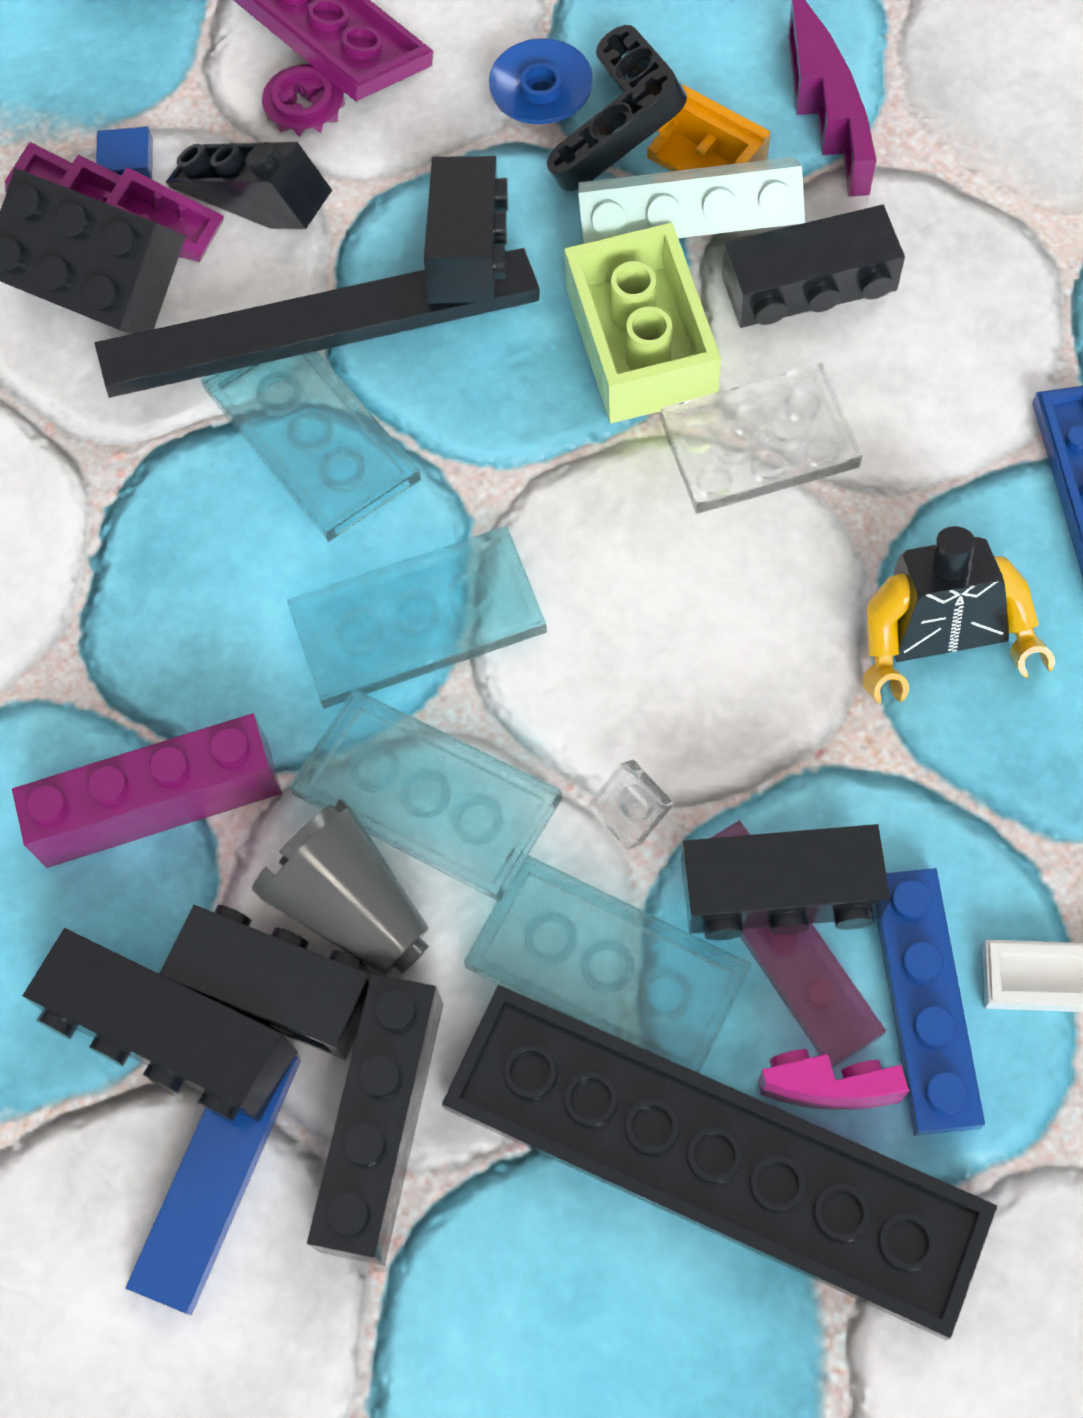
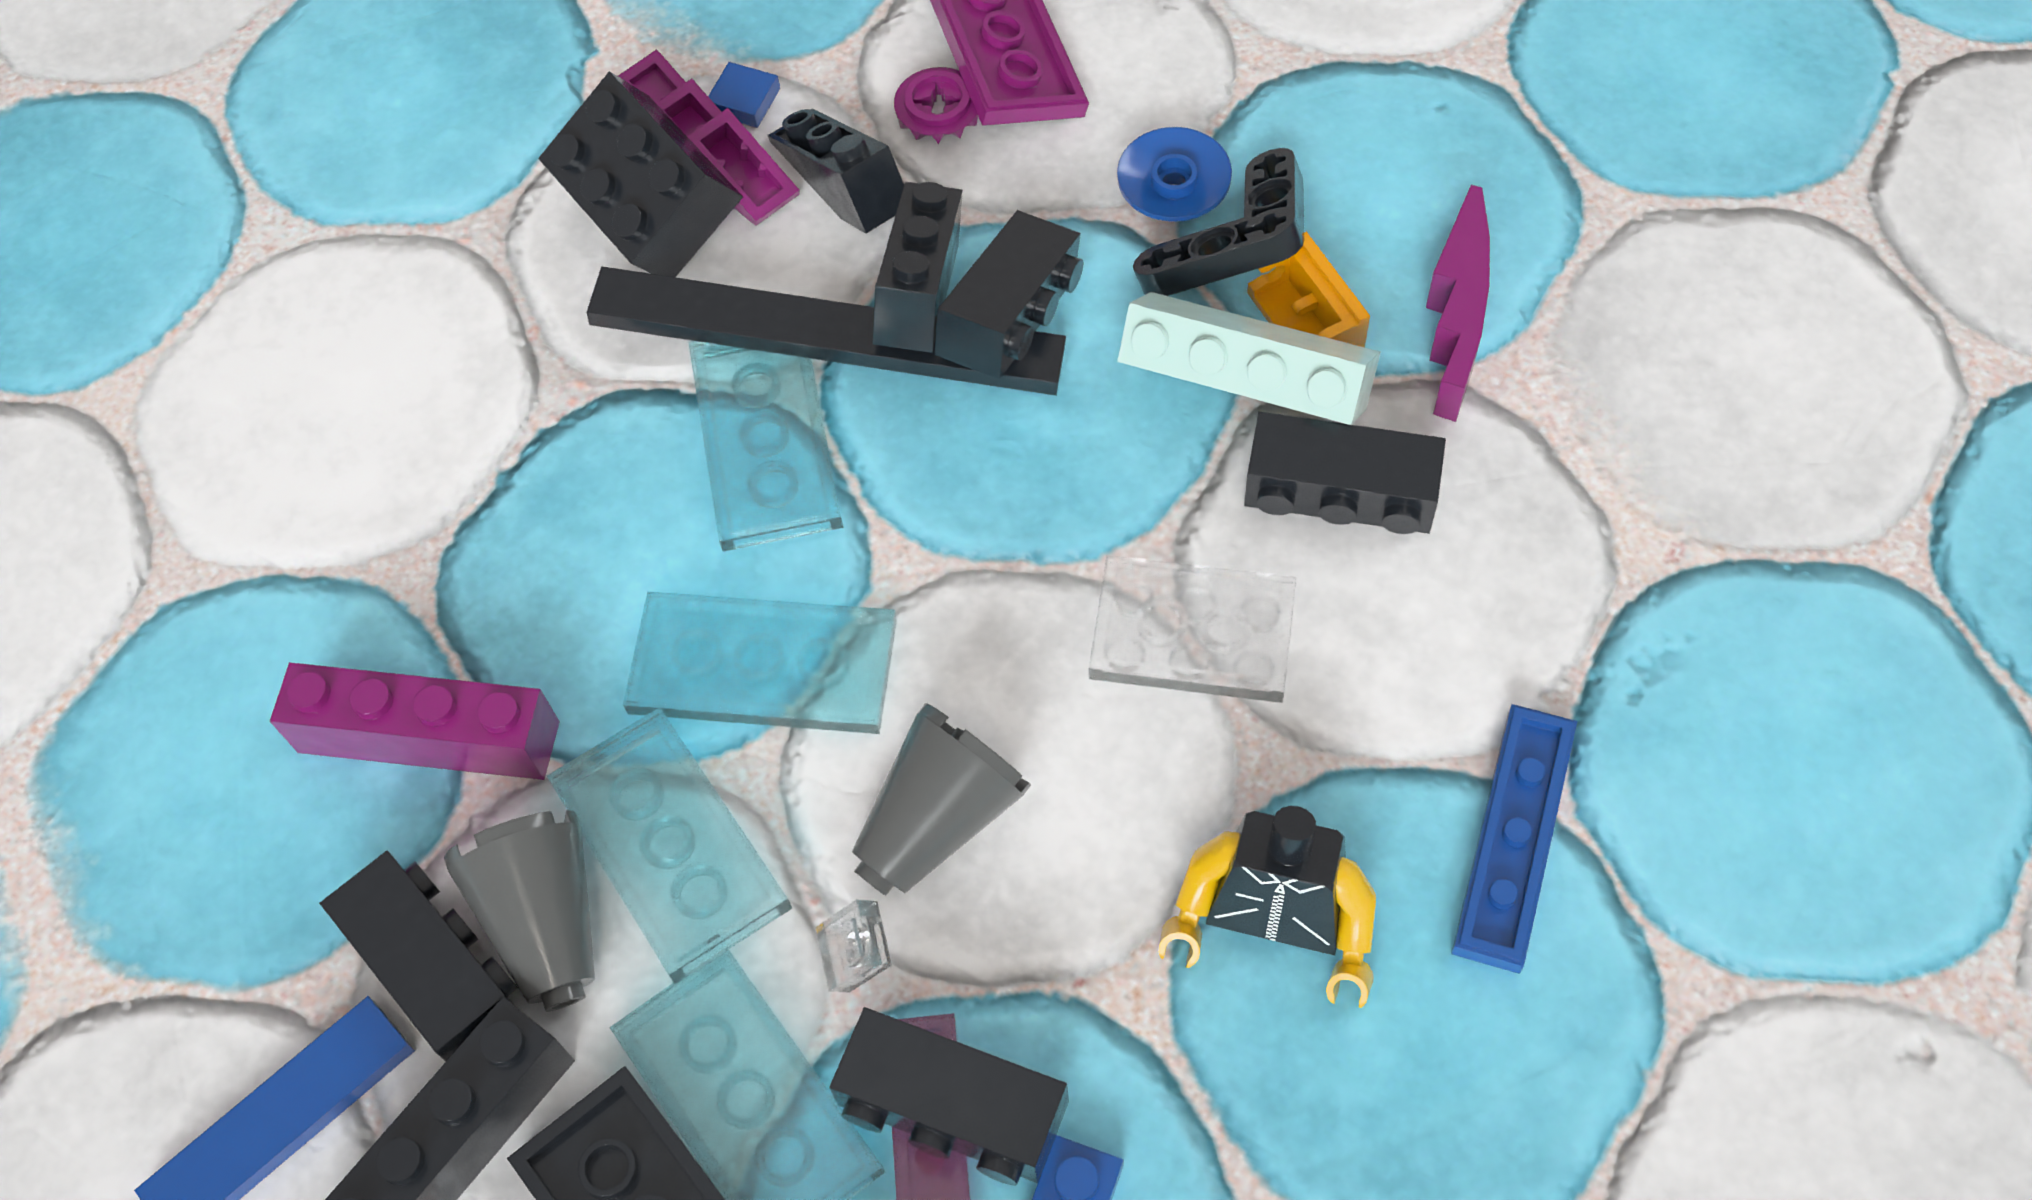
camera: 25 degrees right, 5 degrees down
(160, 1025) = (299, 956): black brick -> none
(376, 235) = (917, 266): none -> black brick
(635, 658) = (932, 802): none -> dark grey cone
(641, 322) = (1130, 459): yellowish green brick -> none

